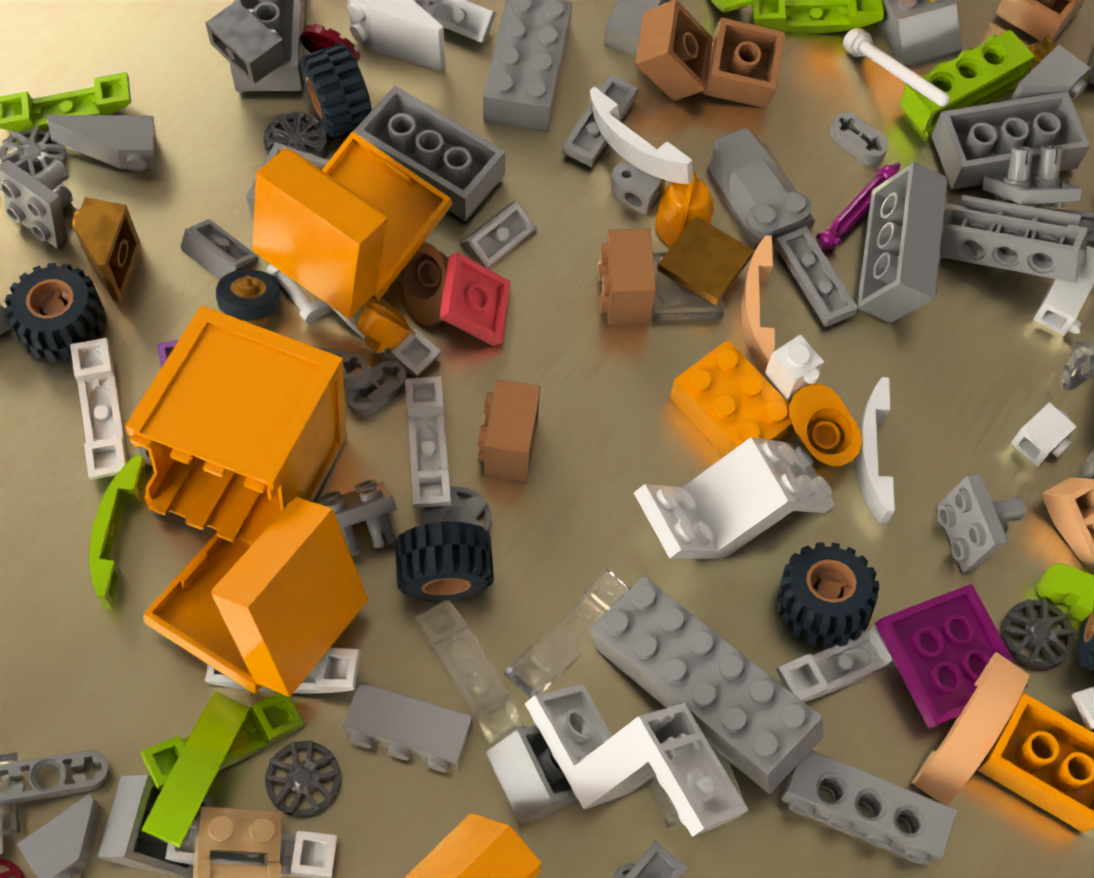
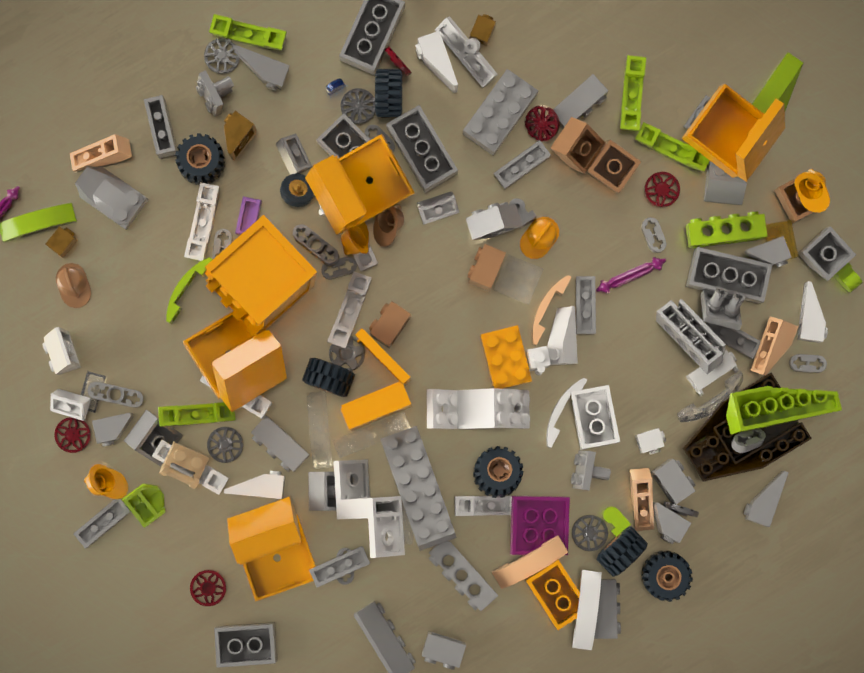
camera: 25 degrees right, 20 degrees up
(195, 769) = (180, 423): lime slope -> none
(243, 126) = (335, 86): none -> clear blue tile
(246, 41) = (352, 49): flat silver brick -> none
(368, 502) = (299, 330): light grey plate -> none
(409, 821) = (266, 485): none -> white slope
(475, 299) = (406, 244): coral plate -> none
(565, 551) = (383, 401): none -> light orange container
(600, 49) = (542, 123): none -> dark red wheel
(602, 199) = (493, 221): none -> brick
(665, 163) = (536, 213): white slope -> none
(705, 260) = (531, 274): pearl gold tile -> none
(756, 188) = (583, 241): light grey slope -> none
(801, 315) = (562, 340): none -> white slope
(825, 425) = (541, 391): light orange piece -> none
(832, 74) = (662, 189): none -> dark red wheel
(860, 44) = (685, 178): white piece -> none
(903, 243) = (634, 311): light grey brick -> none
(938, 433) = (594, 417): none -> white slope

